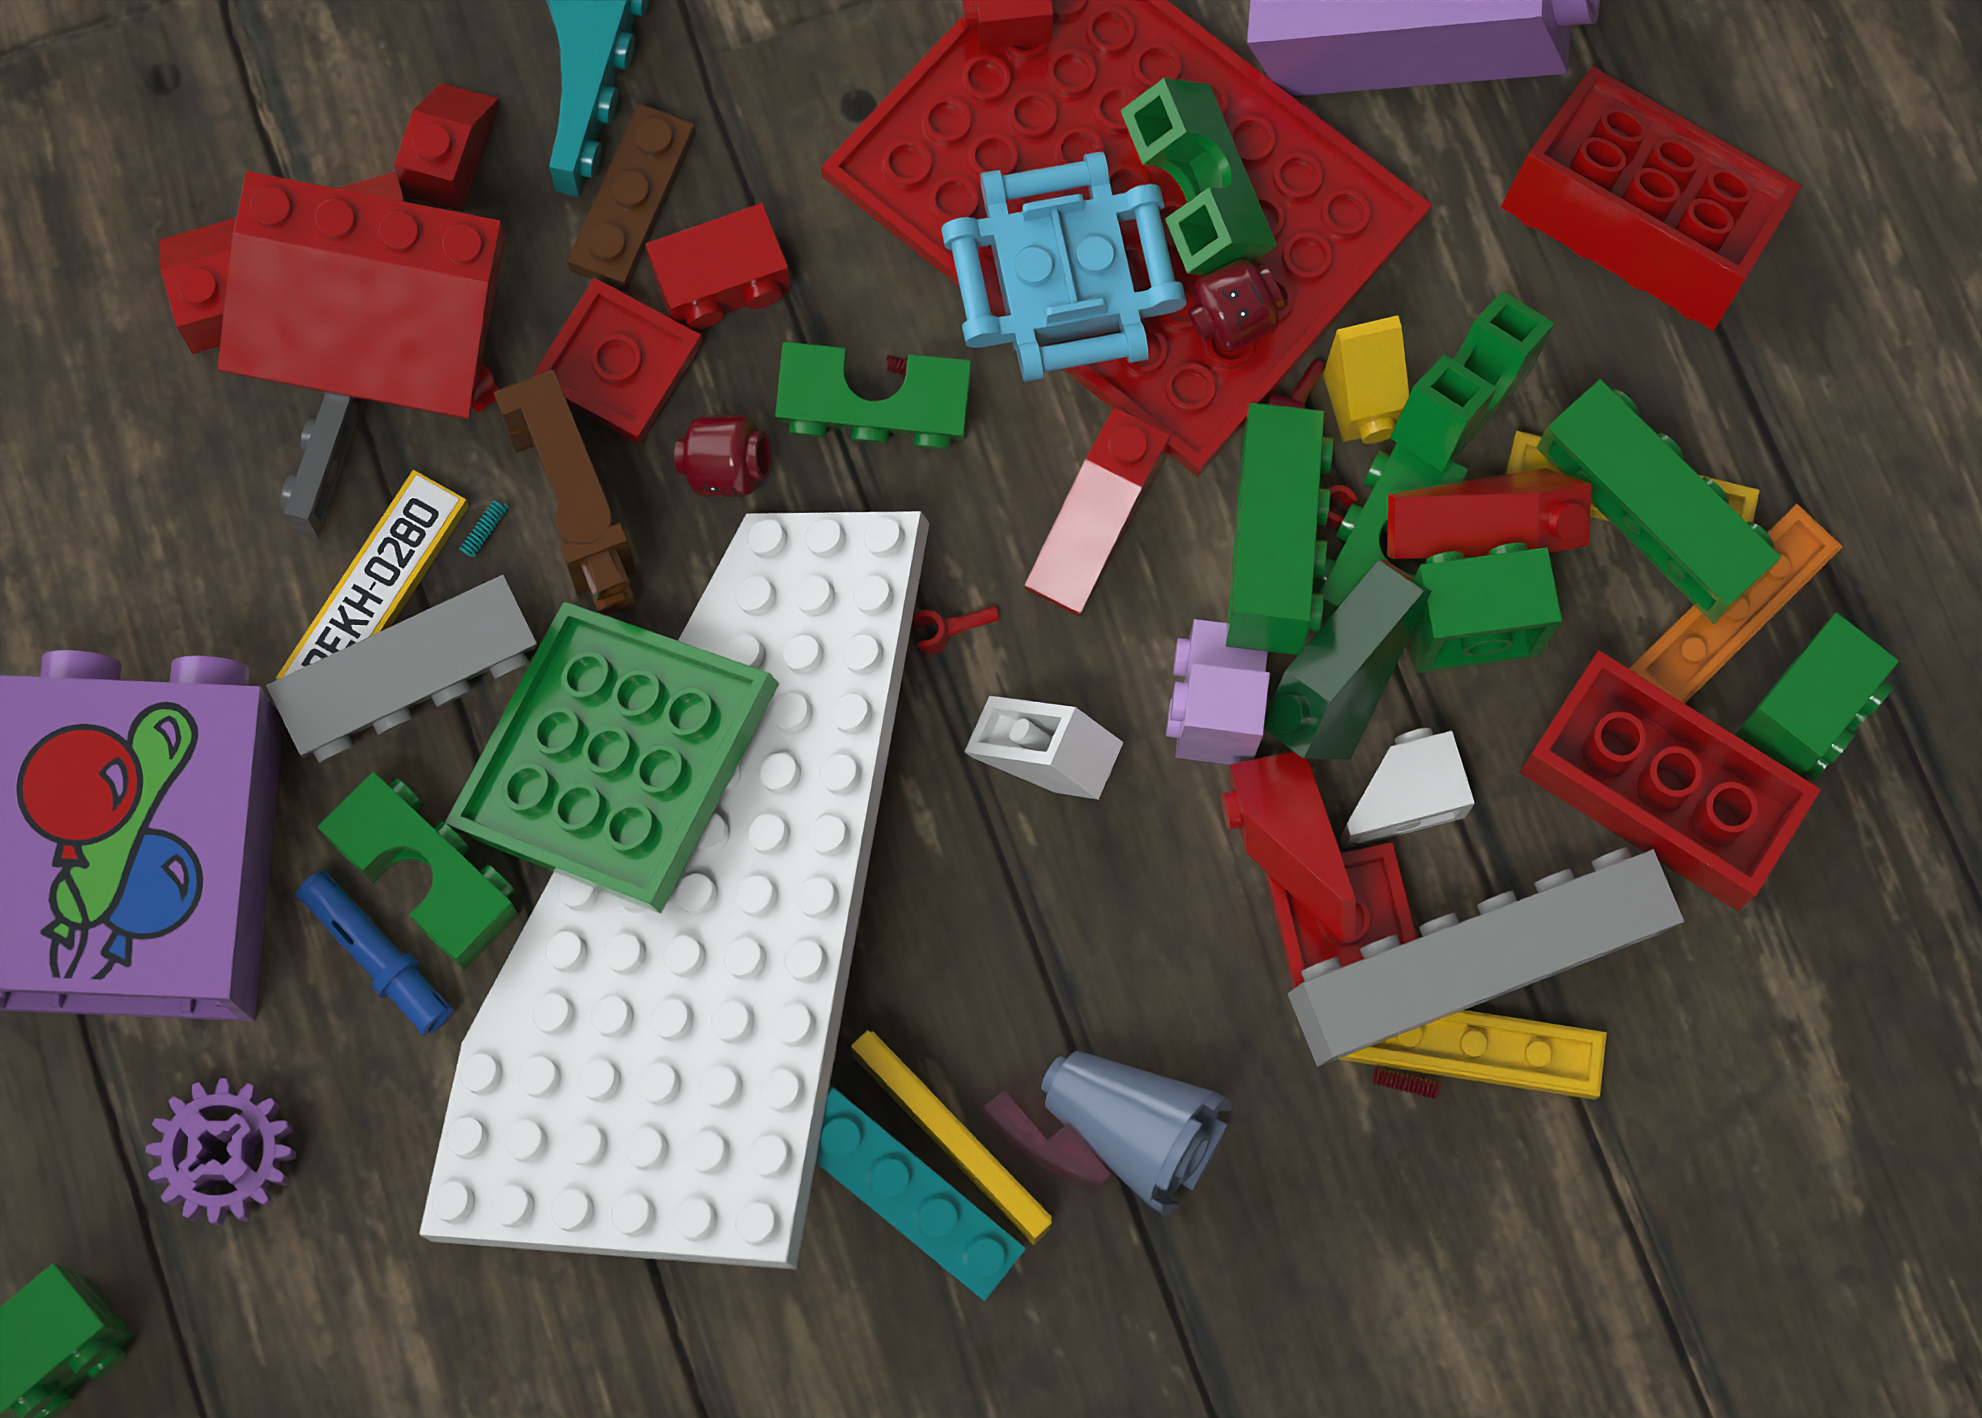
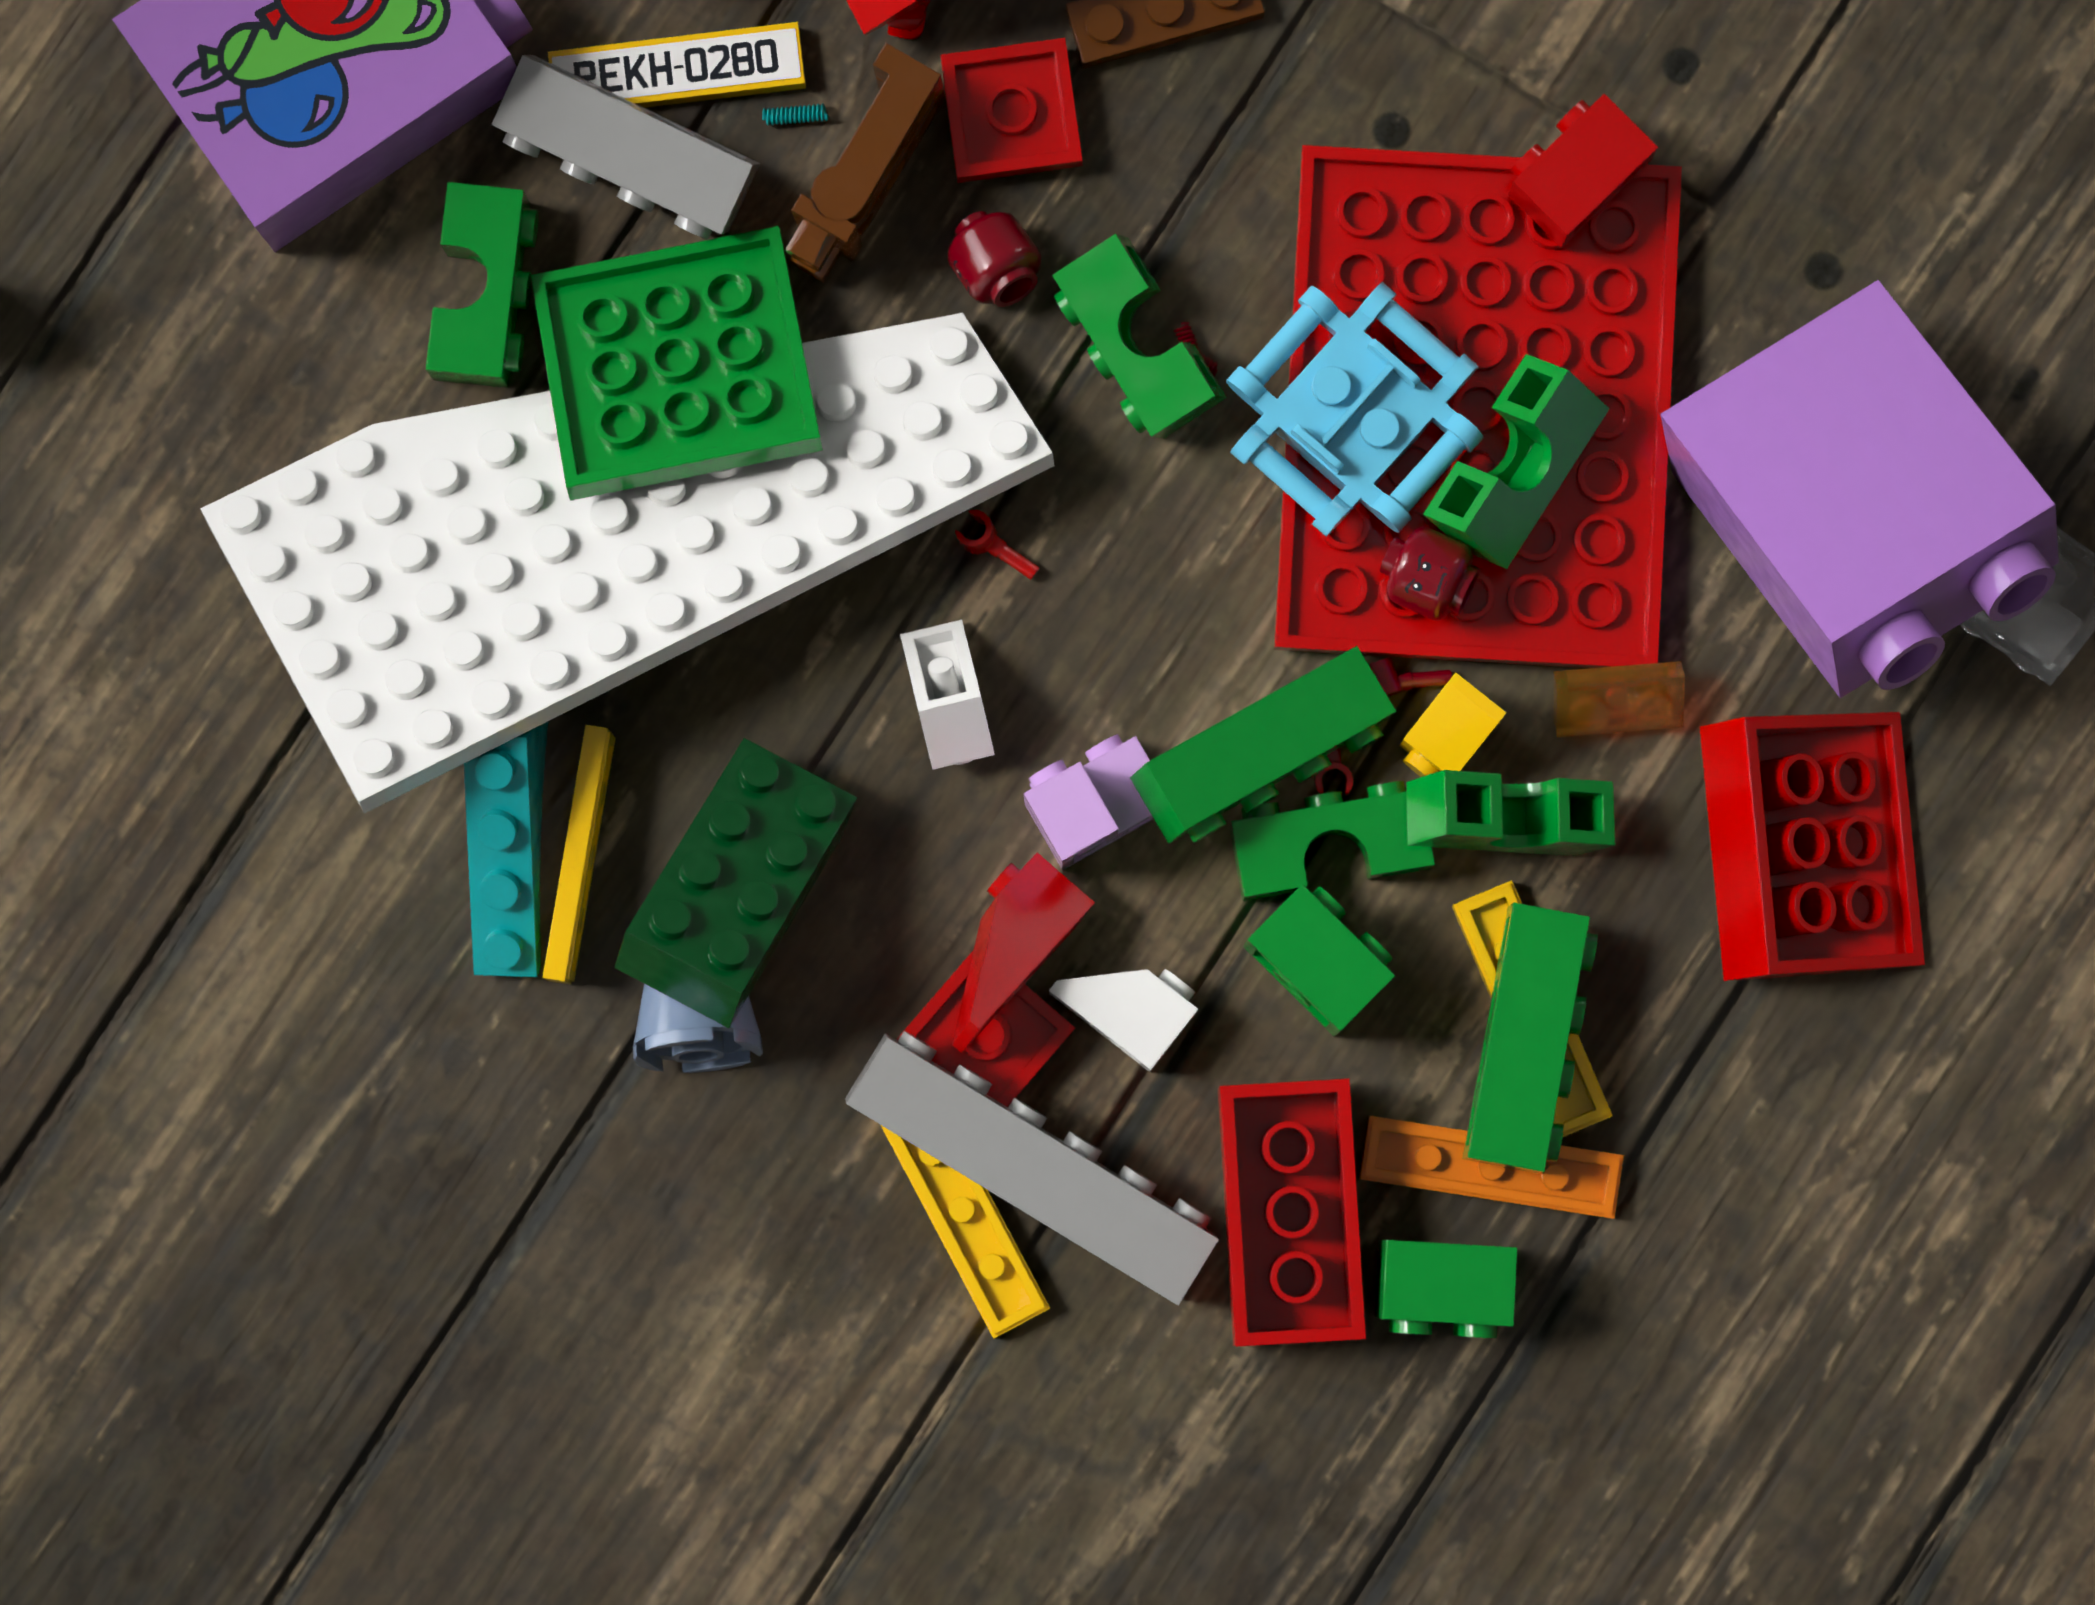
camera: 60 degrees right, 10 degrees up
(201, 1170) = (147, 336): medium lavender gear -> none
(393, 972) = (391, 303): blue pin -> none
(719, 268) = (1150, 131): red brick -> none
(1061, 1154) = (623, 904): clear pink slope -> none
(1081, 1016) = (735, 883): none -> dark green brick
(1098, 510) = (1177, 592): slope -> none
(1346, 666) = (1181, 886): dark green slope -> none
(1407, 1087) = (885, 1157): dark red leg -> none
(1433, 250) = (1619, 699): none -> clear orange plate
(1488, 512) = (1425, 929): red slope -> none

